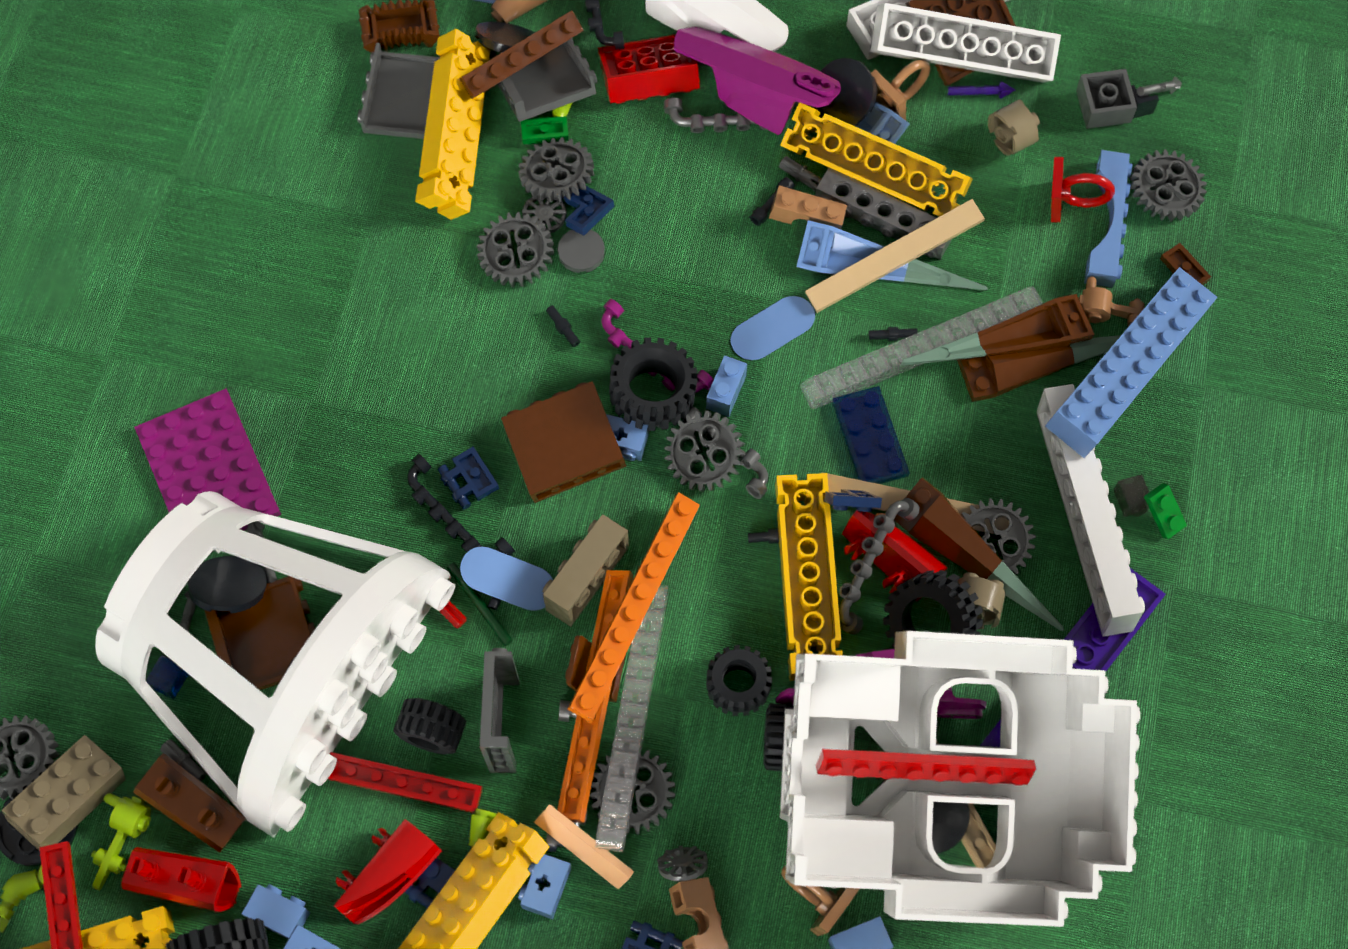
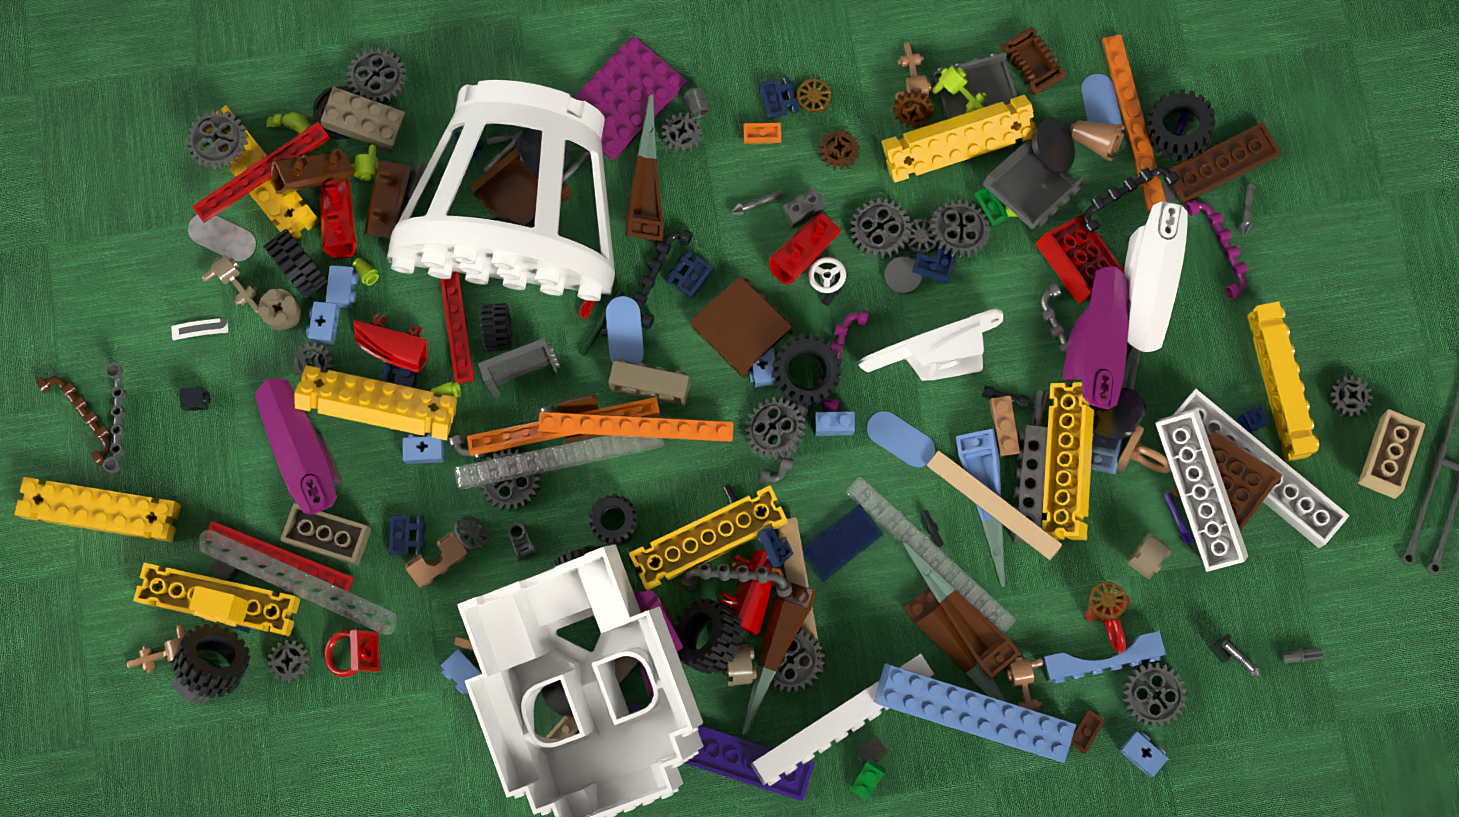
camera: 70 degrees right, 10 degrees up
(100, 888) = (310, 171): none -> reddish brown piece
(196, 614) = (499, 157): none -> flat silver piece
(259, 387) = (696, 102): none -> dark grey piece
(271, 873) = (366, 272): none -> lime cone
(286, 428) = (674, 130): none -> dark grey gear
(301, 303) = (773, 99): none -> dark blue plate
(318, 259) = (814, 95): none -> pearl gold wheel
(335, 331) = (762, 133): none -> orange plate
(356, 493) = (644, 206): none -> reddish brown plate
(365, 149) = (914, 82): none -> medium nougat piece
(382, 103) = (954, 81): none -> lime piece
(392, 158) = (907, 103): none -> reddish brown gear
(401, 259) = (846, 149): none -> reddish brown gear
(415, 389) = (740, 209): none -> dark grey piece
(450, 320) = (803, 207): none -> dark grey brick
(502, 338) = (803, 248): none -> red piece
(521, 54) = (1036, 161): reddish brown plate -> none
(544, 334) = (827, 281): none -> white piece
(583, 847) = (456, 460): light nougat tile -> none
(694, 235) = (943, 351): none -> white piece
(720, 806) = (521, 543): none -> dark grey piece
(925, 767) = (582, 671): red plate -> none
(1055, 175) = (1108, 600): none -> pearl gold wheel
(1106, 98) = (1211, 619): dark grey brick -> none
(1173, 35) = (1301, 655): none -> dark grey axle
(1230, 221) = (1132, 750): none -> medium blue brick

